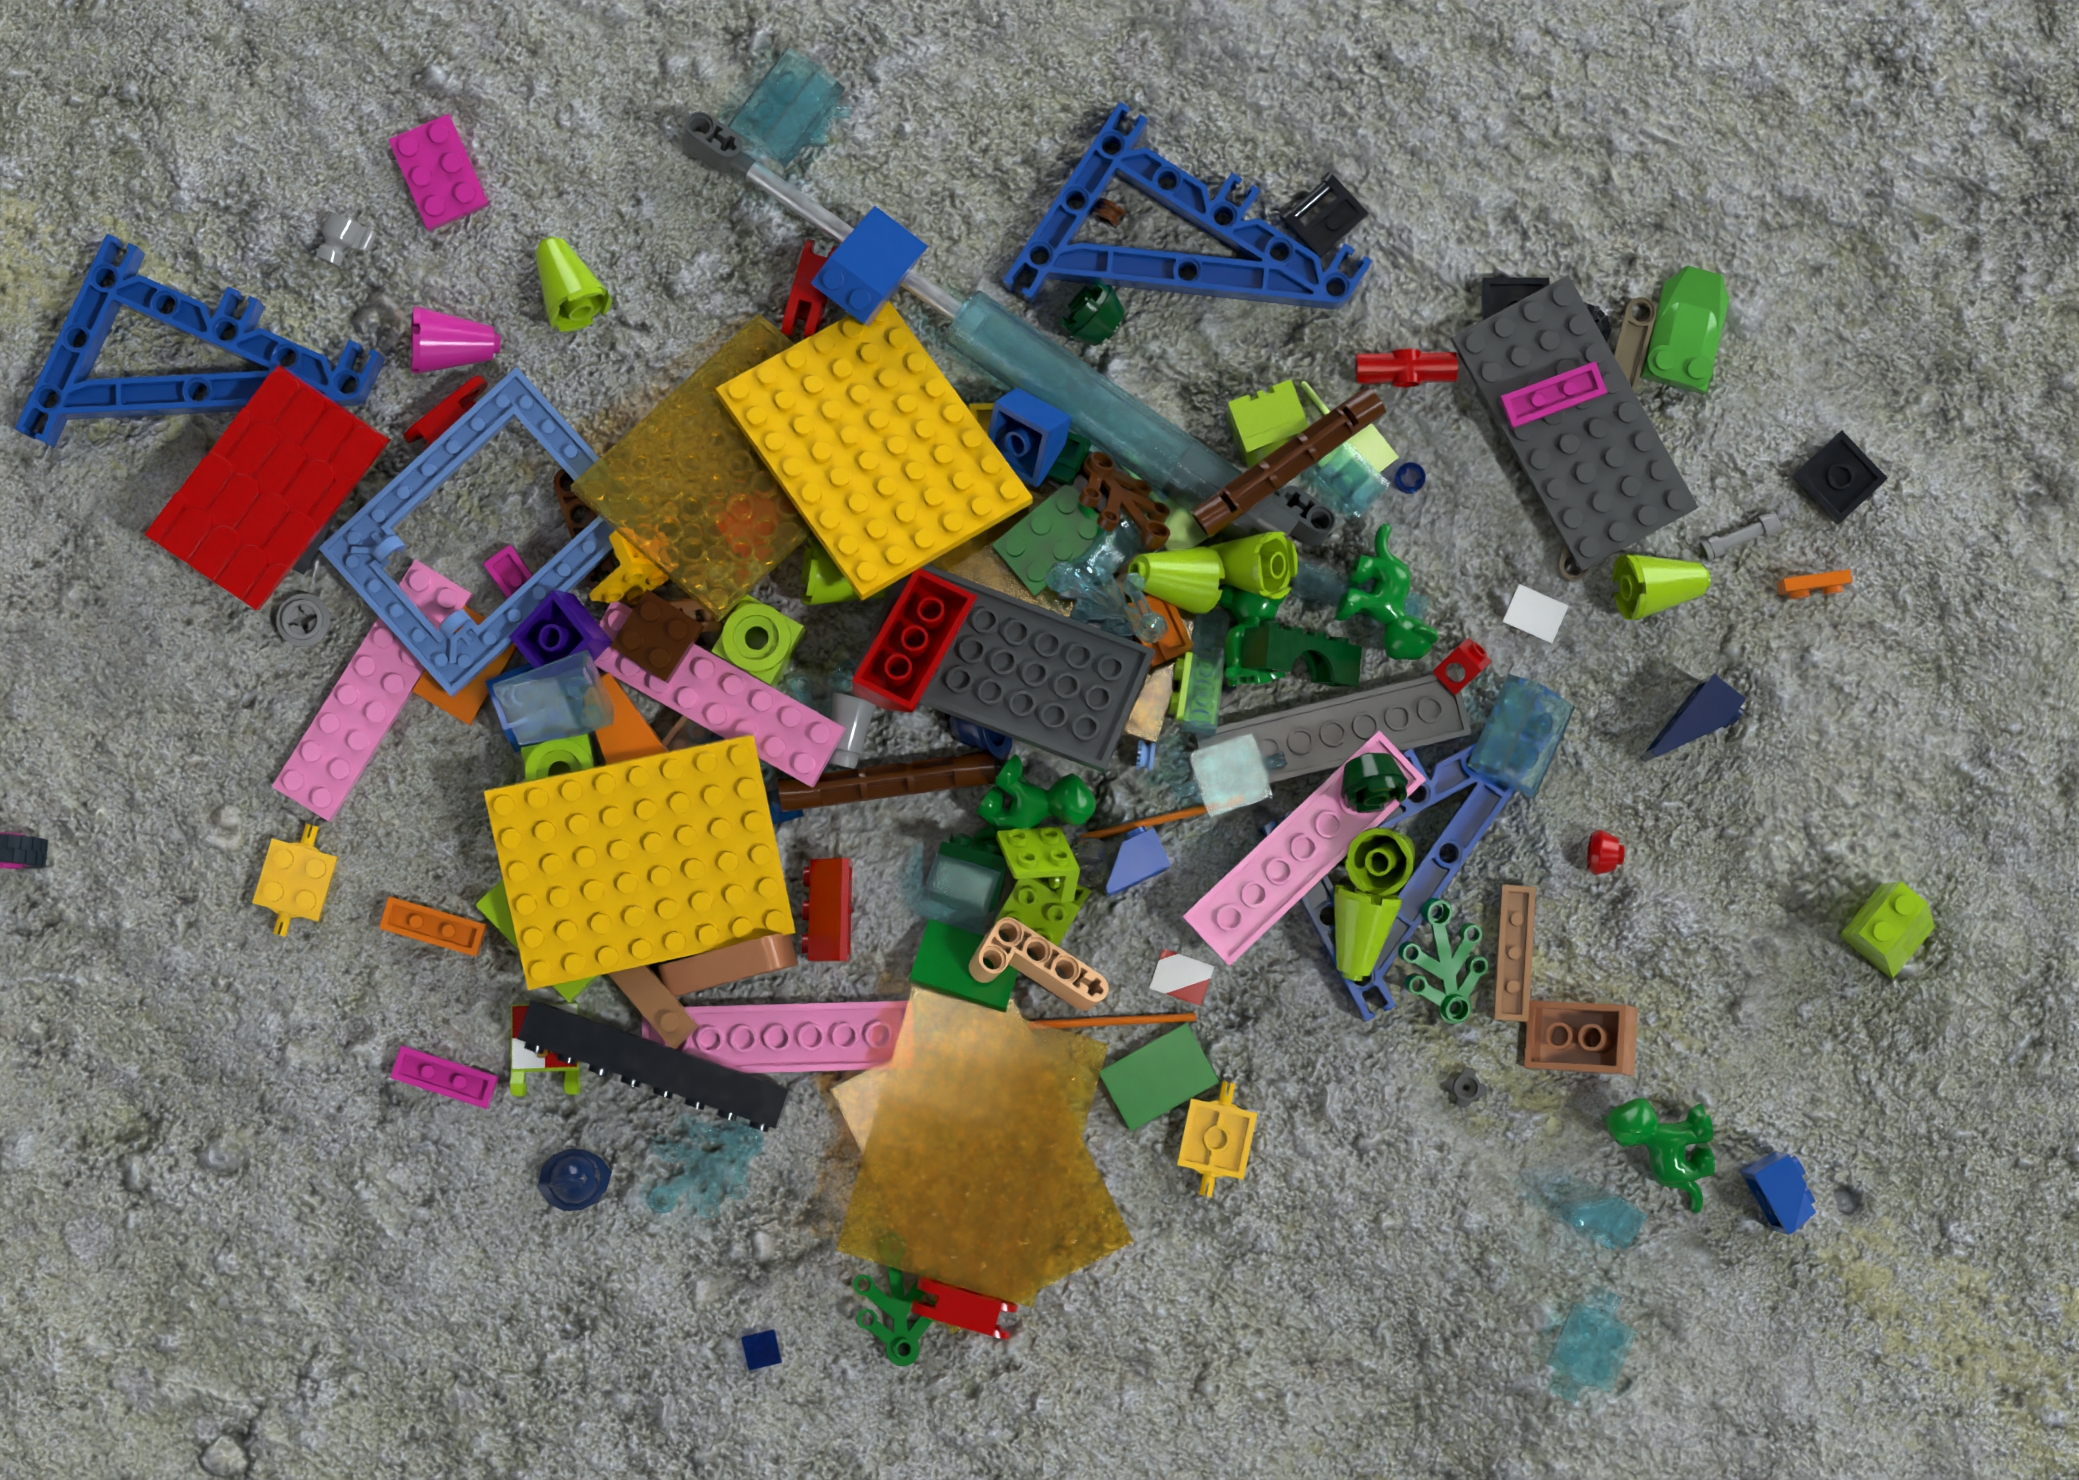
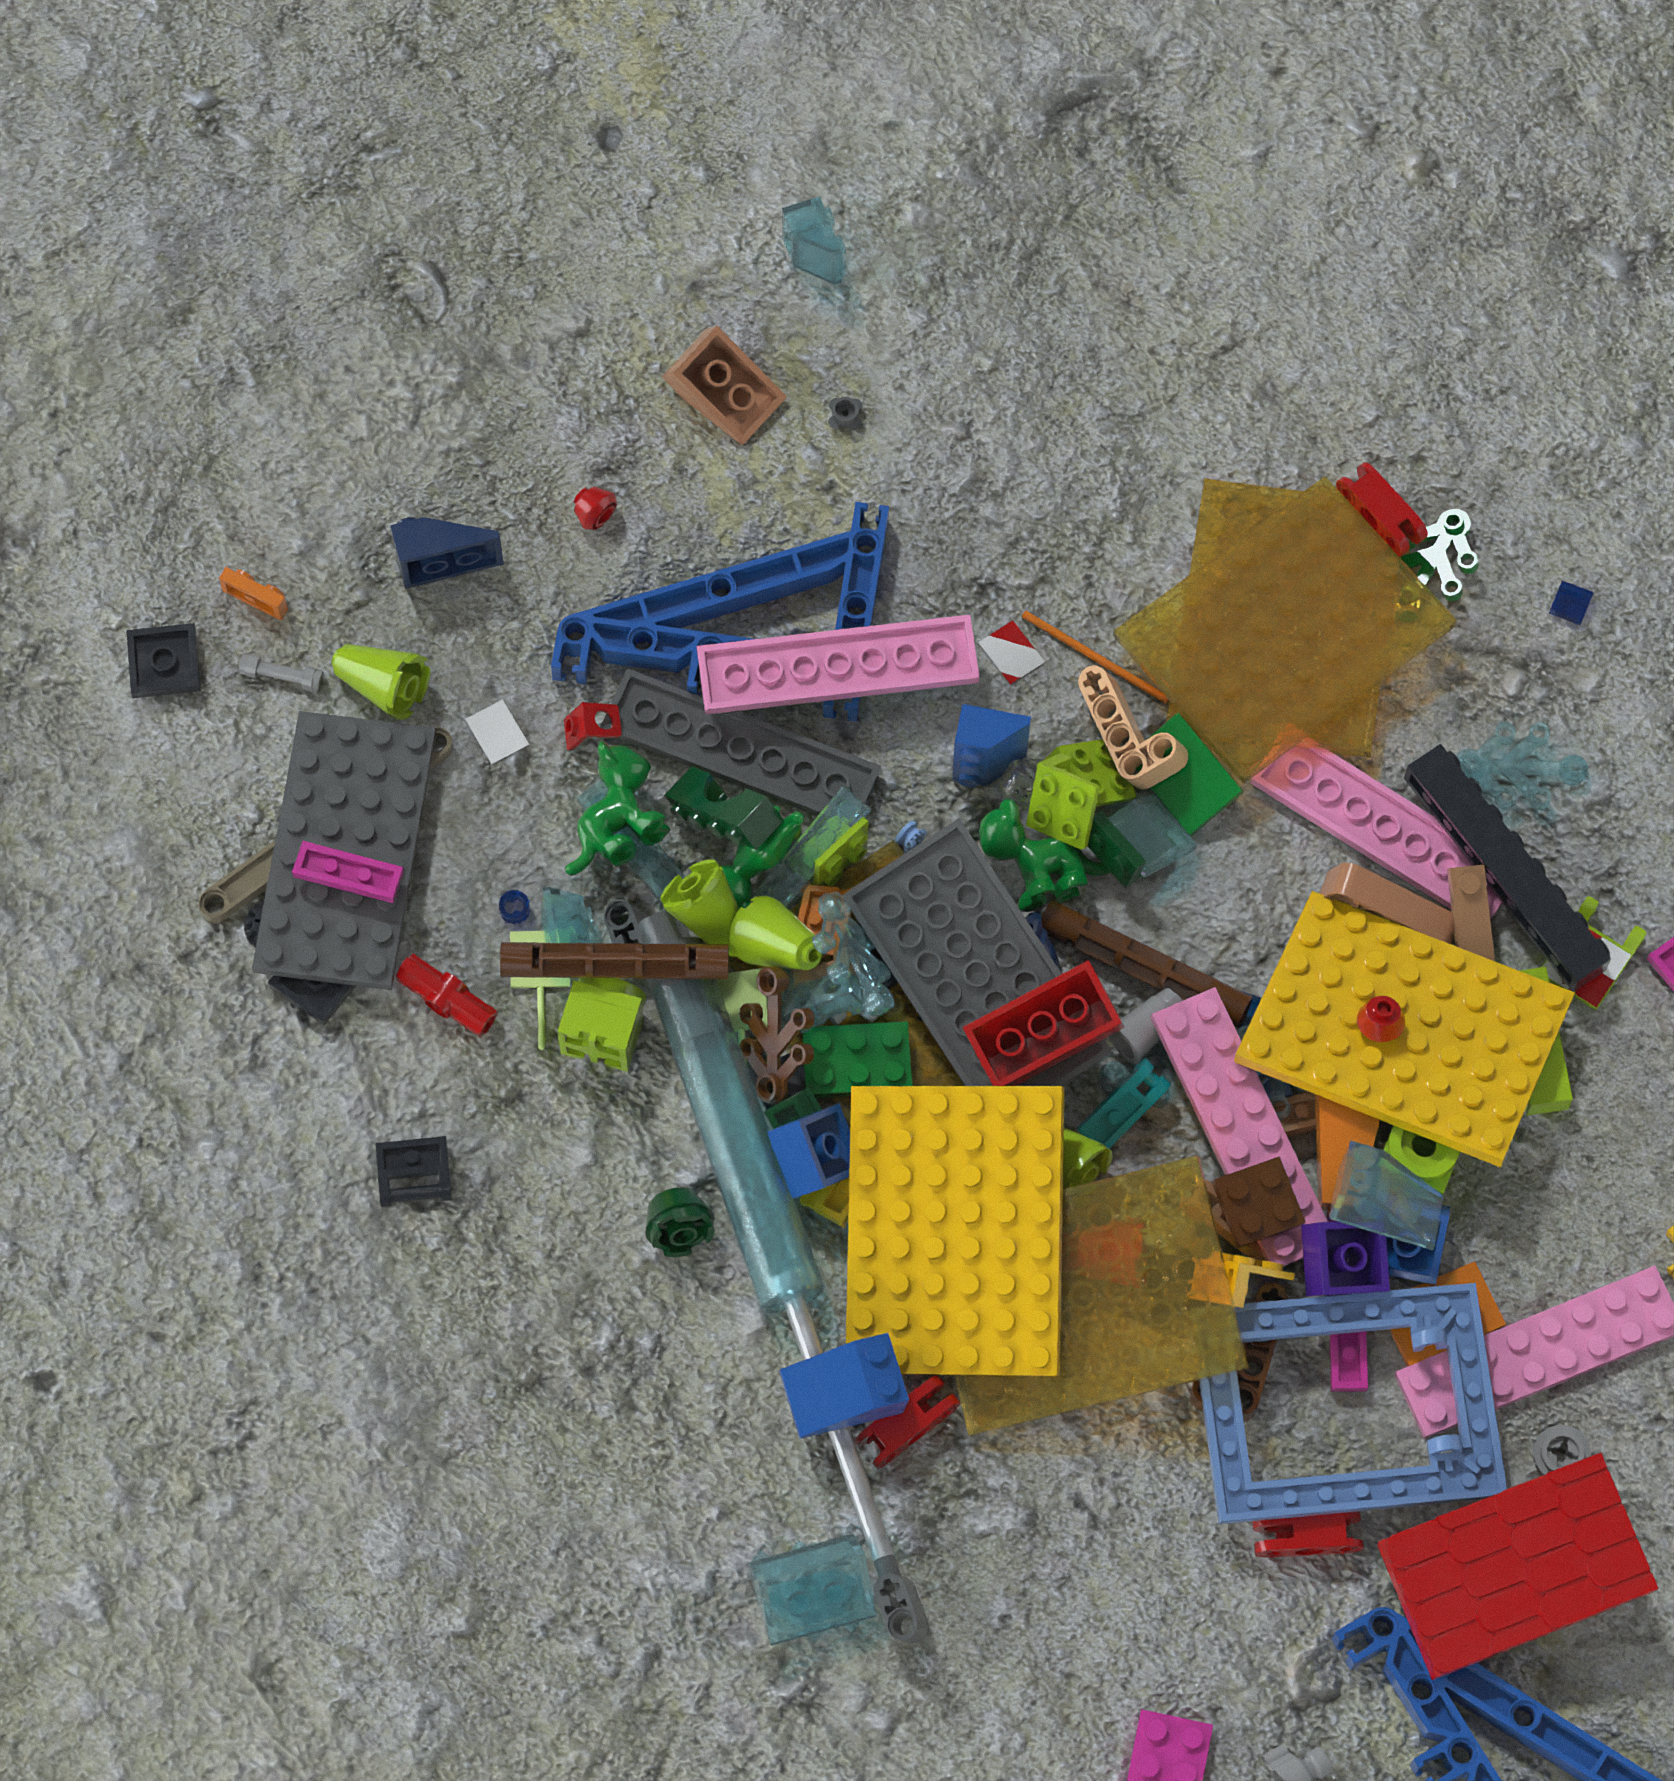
camera: 145 degrees left, 15 degrees down
(433, 926) = (1621, 1115): orange plate -> none
(449, 341) = (1266, 1602): dark pink cone -> none
(569, 286) = (1120, 1578): lime cone -> none
(574, 1179) = (1638, 836): dark blue piece -> none
(648, 839) = (1381, 1019): none -> red cone
(759, 640) = (1170, 1135): lime piece -> none
(821, 650) = (1124, 1105): none -> teal plate
(828, 910) = (1270, 891): red slope -> none
(1108, 212) = (597, 1304): reddish brown bush -> none
(1146, 822) = (927, 780): orange axle -> none
(1158, 1076) = (1088, 587): green tile -> none
(1217, 1138) = (1077, 508): yellow plate -> none
(1230, 775) = (854, 762): clear light blue plate -> none
(1260, 279) = (485, 1134): blue piece -> none
(1361, 928) = (836, 570): lime cone -> none
(1372, 781) = (744, 662): dark green cone -> none
(1380, 860) = (781, 604): lime cone -> none
(1447, 964) = (805, 477): green plant -> none
(1514, 953) = (726, 484): medium nougat plate -> none
(1521, 735) = (593, 628): clear light blue slope -> none
(1592, 1347) = (896, 164): clear light blue plate -> none
(1637, 1124) = (734, 287): green animal -> none
(1687, 330) = (189, 861): bright green slope -> none
(1780, 1191) = (659, 170): blue slope -> none
(1890, 927) = (416, 301): lime slope -> none

